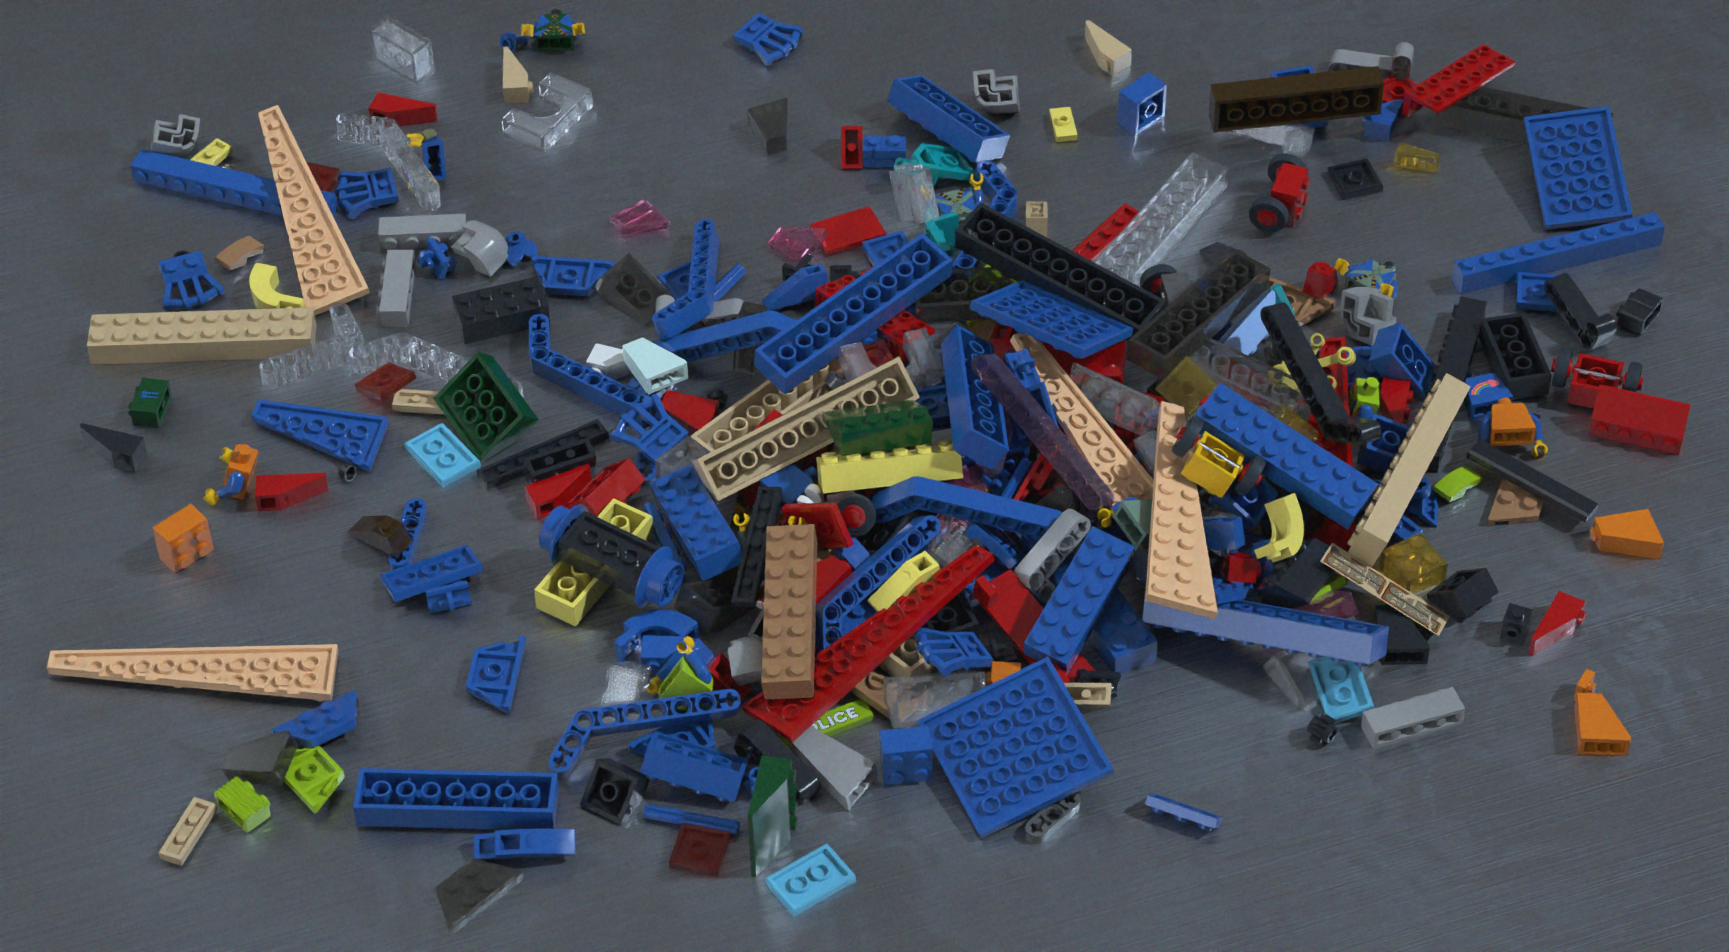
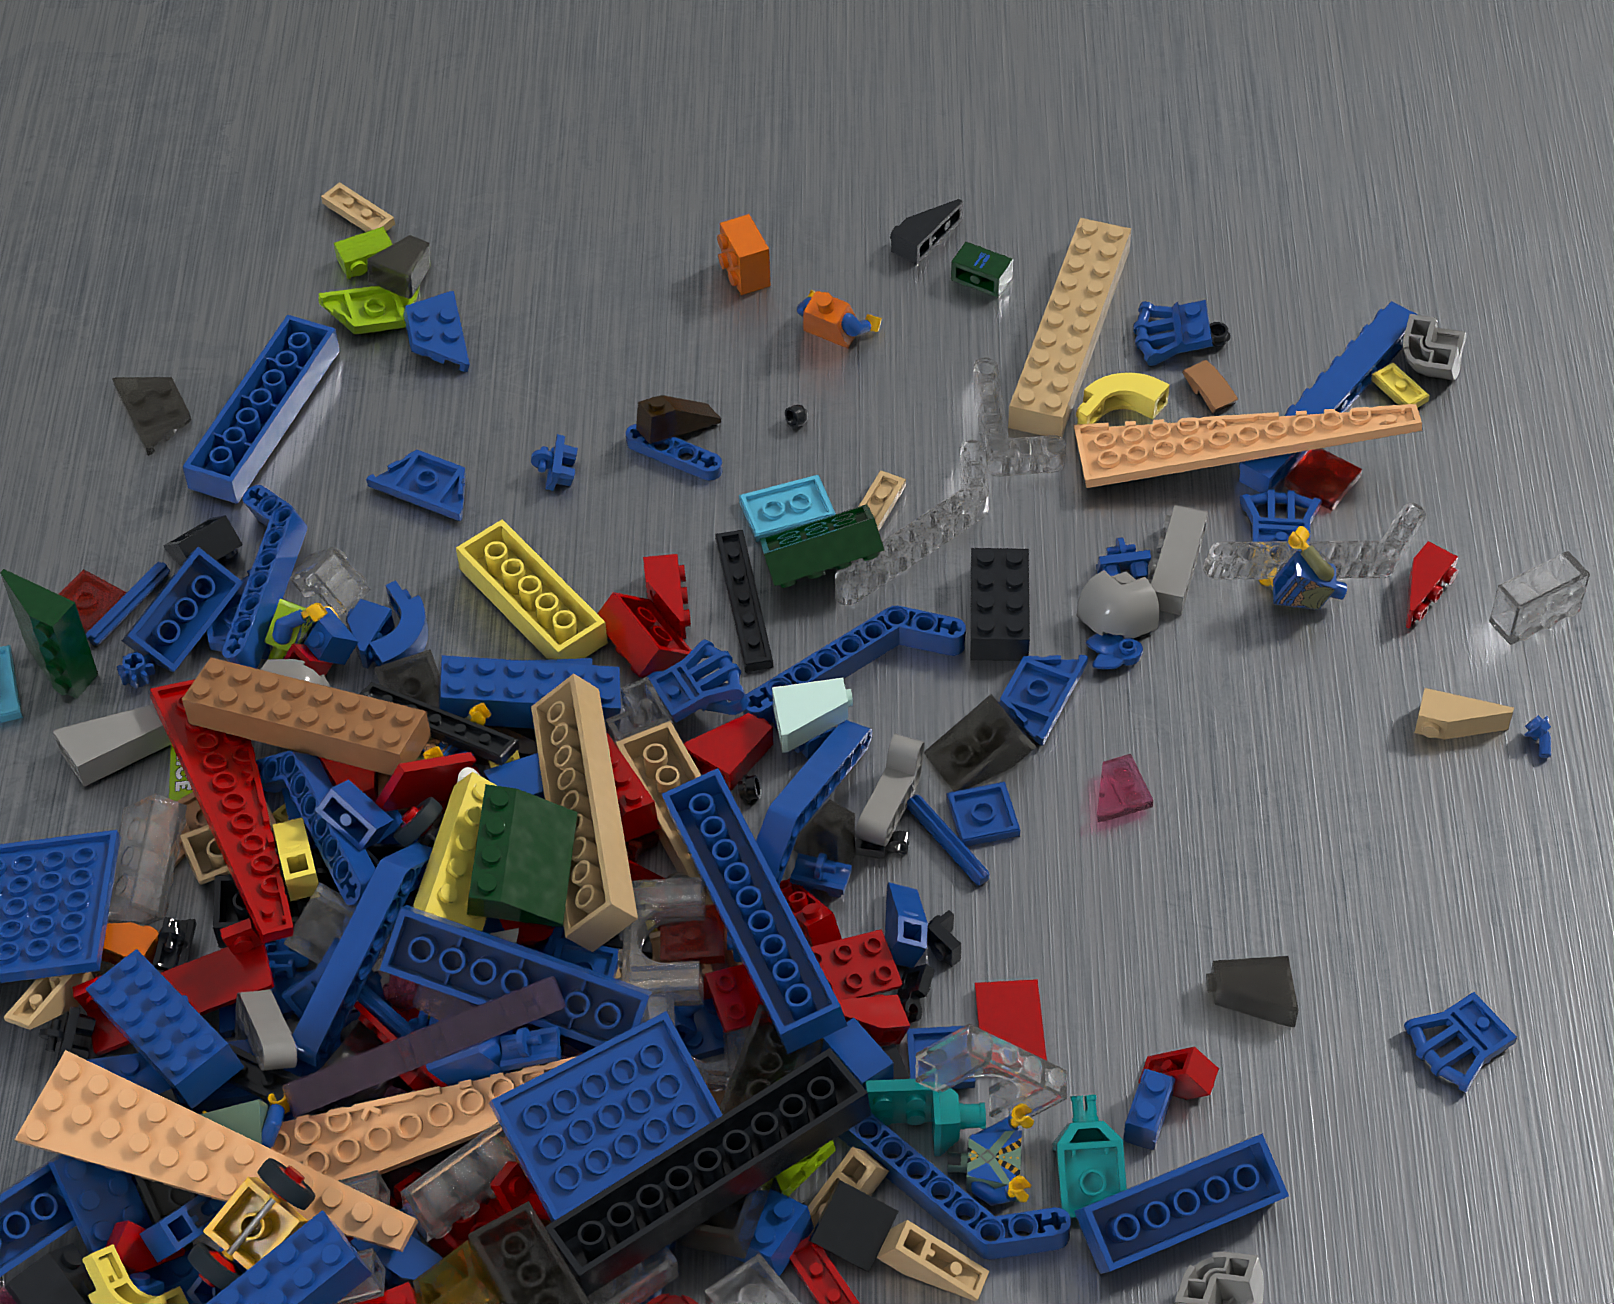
camera: 110 degrees right, 5 degrees up
(262, 670) = (535, 297): light nougat wing -> none
(286, 490) = (790, 352): red slope -> none
(335, 432) = (869, 413): blue wing -> none
(385, 381) = (924, 473): clear red tile -> none
(396, 288) = (1082, 514): light grey brick -> none
(431, 573) = (599, 456): blue tile -> none
(525, 843) = (169, 451): blue slope -> none
(545, 131) = (1383, 770): clear arch -> none
(554, 32) = (1544, 779): torso -> none
(559, 460) = (702, 597): black brick -> none
(608, 361) = (867, 688): white slope -> none
(611, 555) = (495, 582): brick -> none
(701, 290) = (954, 805): blue beam -> none
(760, 741) = (133, 688): black beam -> none
(797, 241) = (1004, 952): clear pink wing -> none
(867, 546) = (354, 815): none -> blue brick
(906, 755) = (74, 800): blue brick -> none
(960, 648) = (177, 899): blue plate -> none

